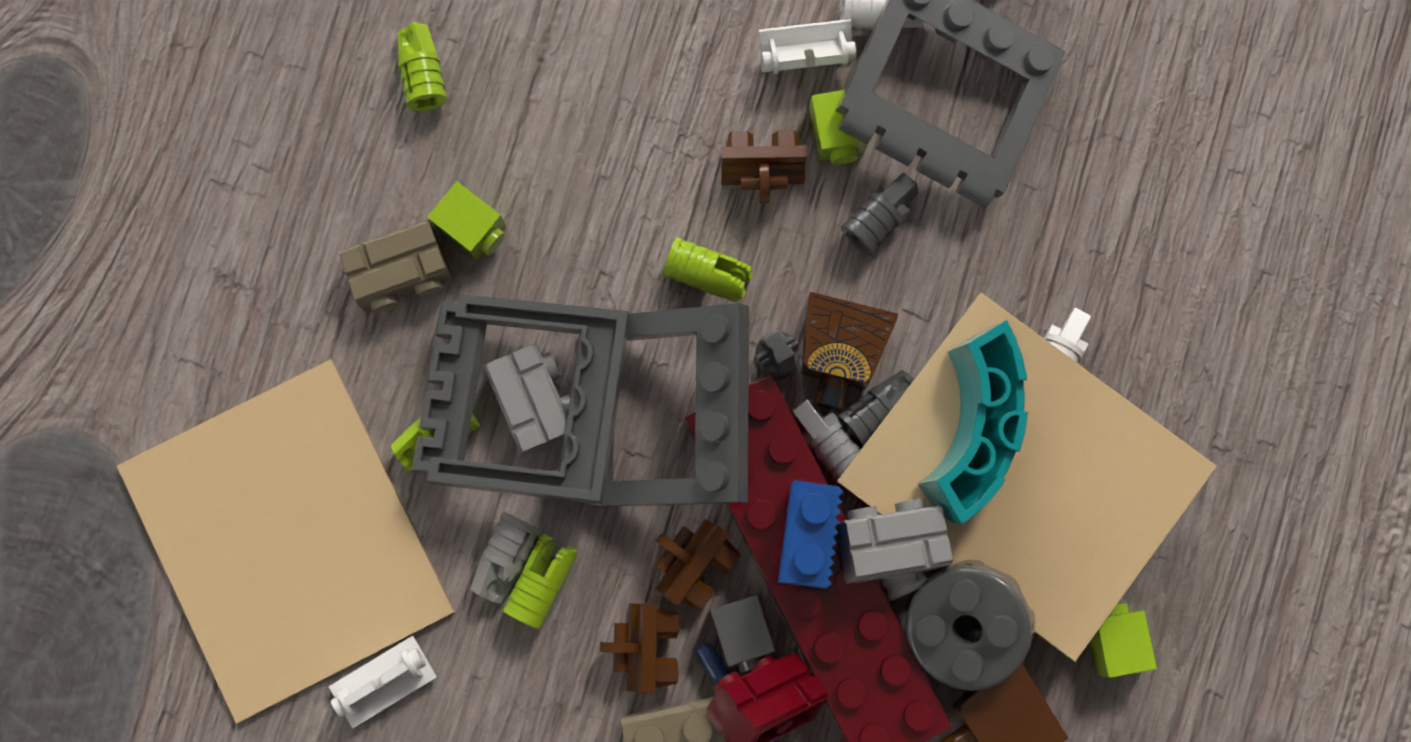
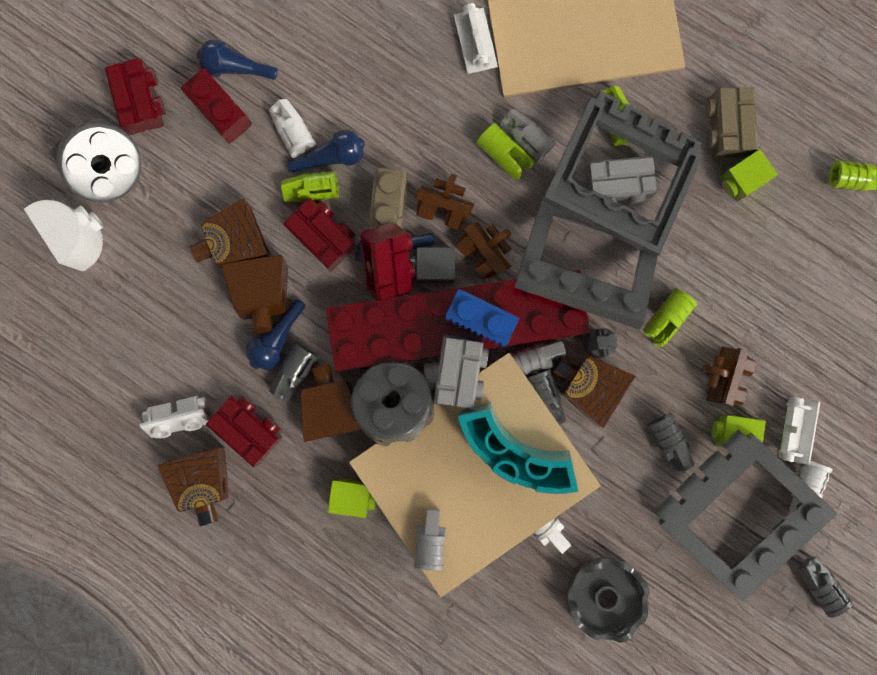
camera: 110 degrees right, 5 degrees up
(1149, 505) = (430, 543): none -> light grey hinge
(1155, 214) = (621, 617): none -> dark grey plate

